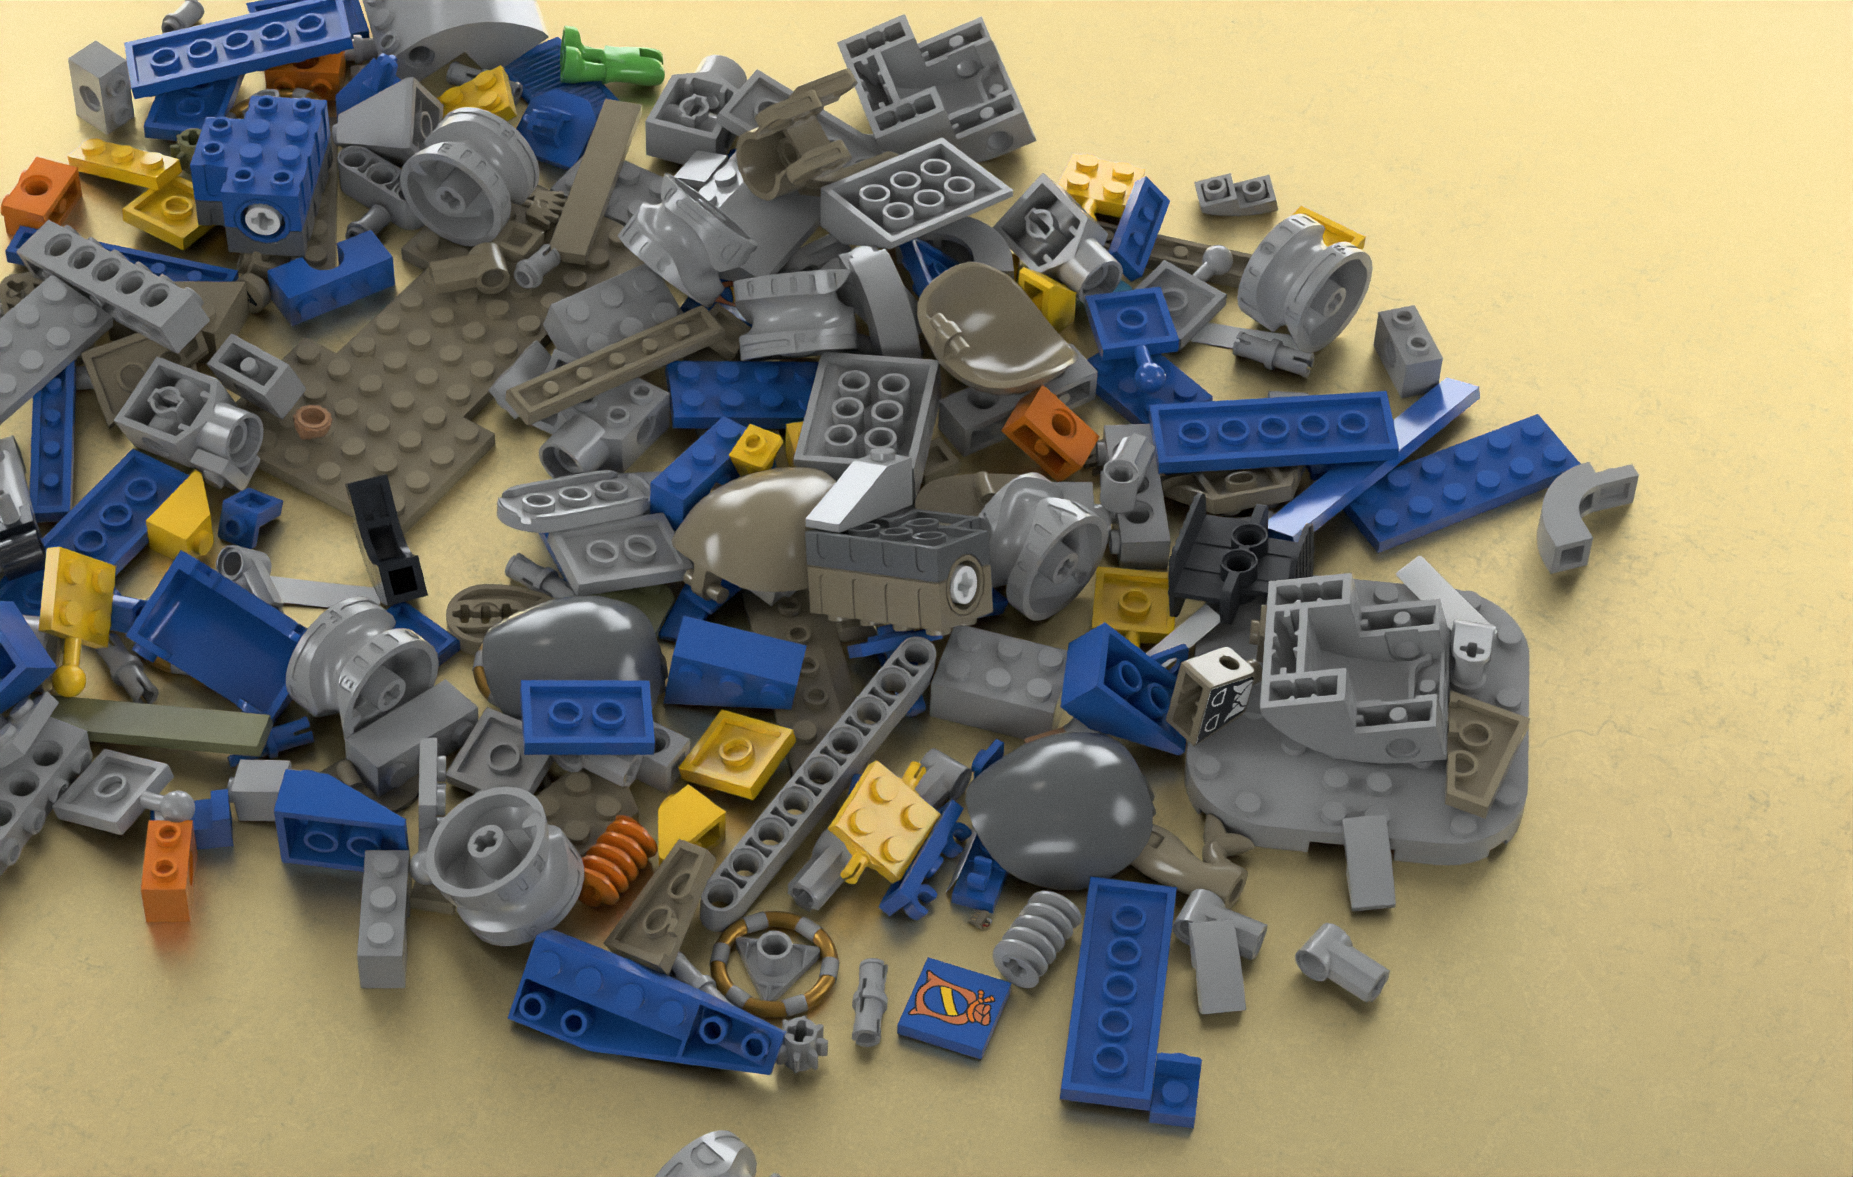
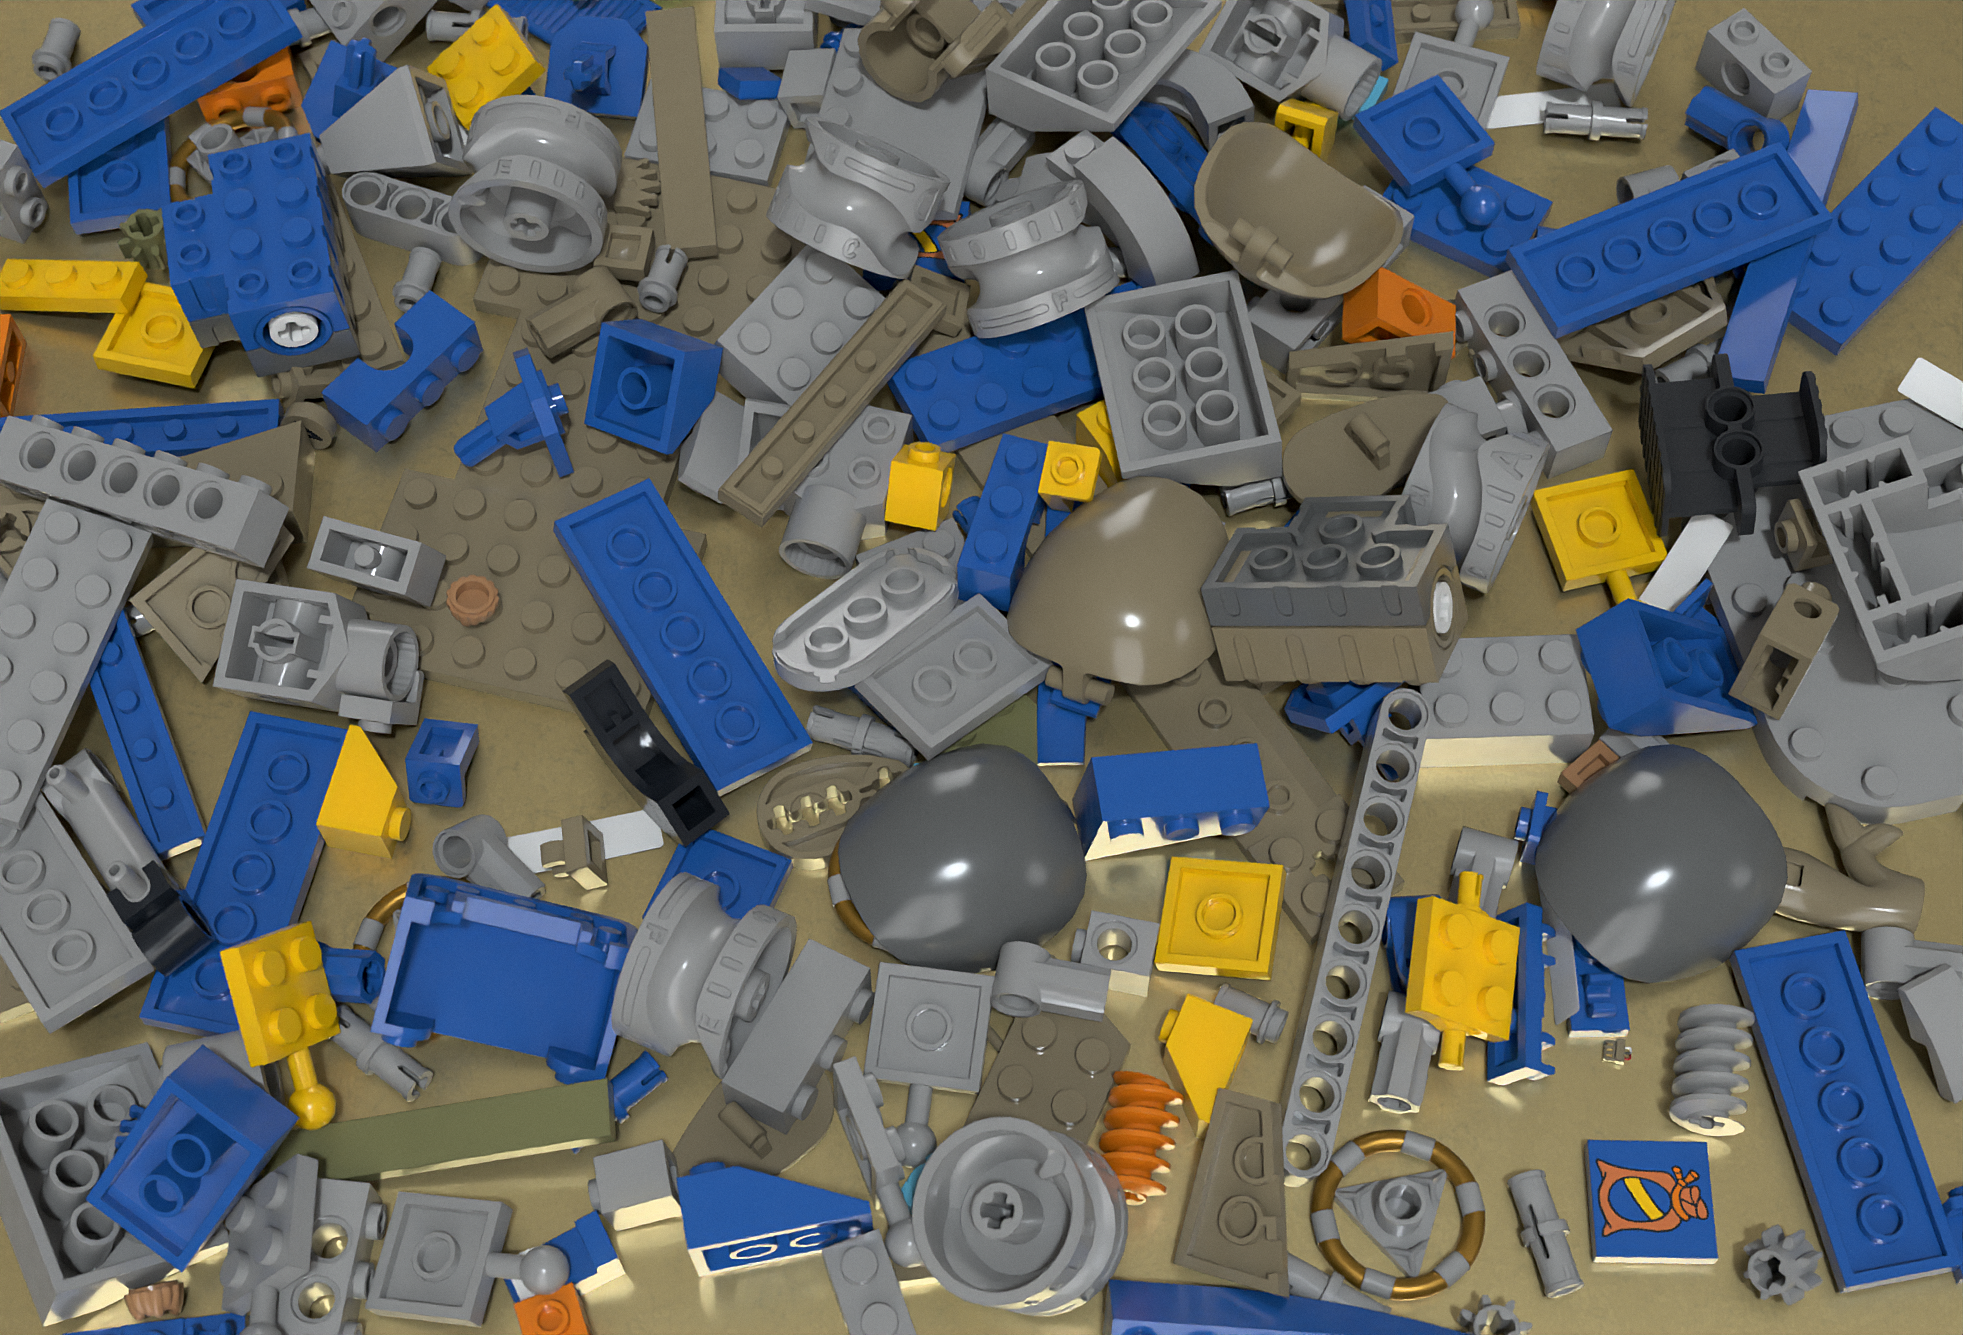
camera: 15 degrees left, 15 degrees up
(315, 592) = (578, 854): none -> dark tan tile
(396, 319) = (521, 419): none -> blue piece
(445, 483) = (682, 637): none -> blue plate
(495, 322) = (650, 383): none -> blue slope
(586, 717) = (1030, 952): blue plate -> none
(655, 439) = (920, 486): none -> yellow brick
(658, 164) = (749, 82): none -> blue tile
(736, 820) = (1267, 1017): none -> light grey pin
(865, 492) = (1244, 504): light grey slope -> none
(1015, 454) = (1372, 368): none -> dark tan wing
(1023, 1063) = (1783, 1264): none -> light grey gear
(1125, 473) = (1525, 355): light grey piece -> none
(1367, 375) = (1731, 122): none -> blue piece

